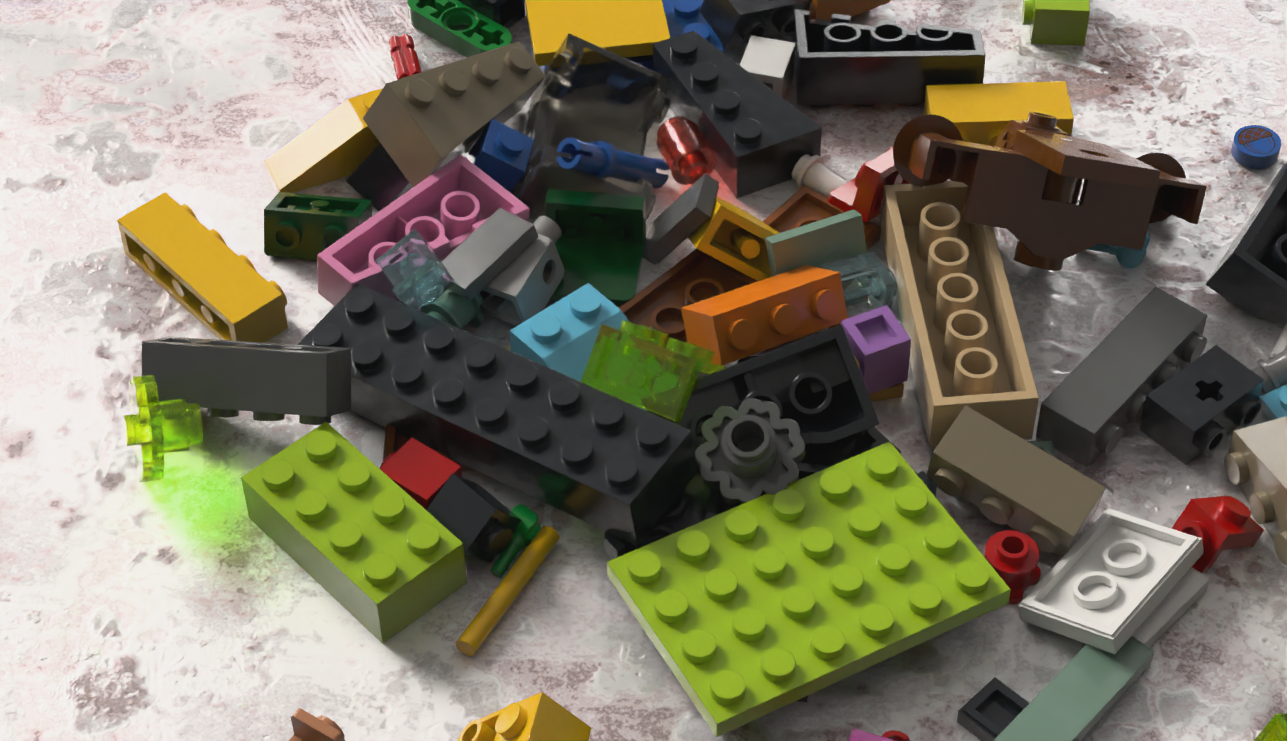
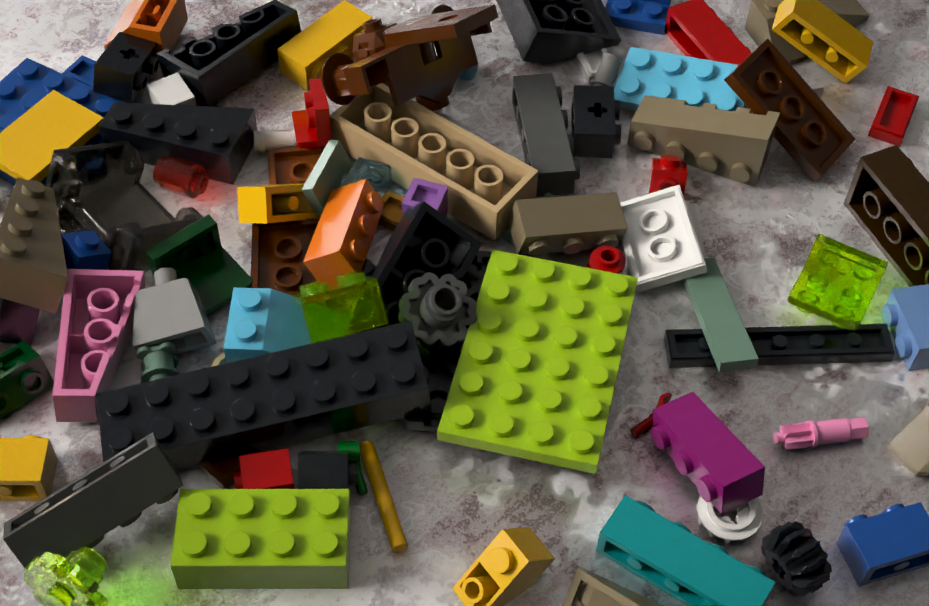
camera: 50 degrees left, 5 degrees up
(414, 271) = (131, 356): clear light blue bracket -> none
(488, 252) = (156, 316): tile -> none
(604, 161) = (160, 210): blue pin -> none
(680, 219) = (236, 212): dark grey tile -> none

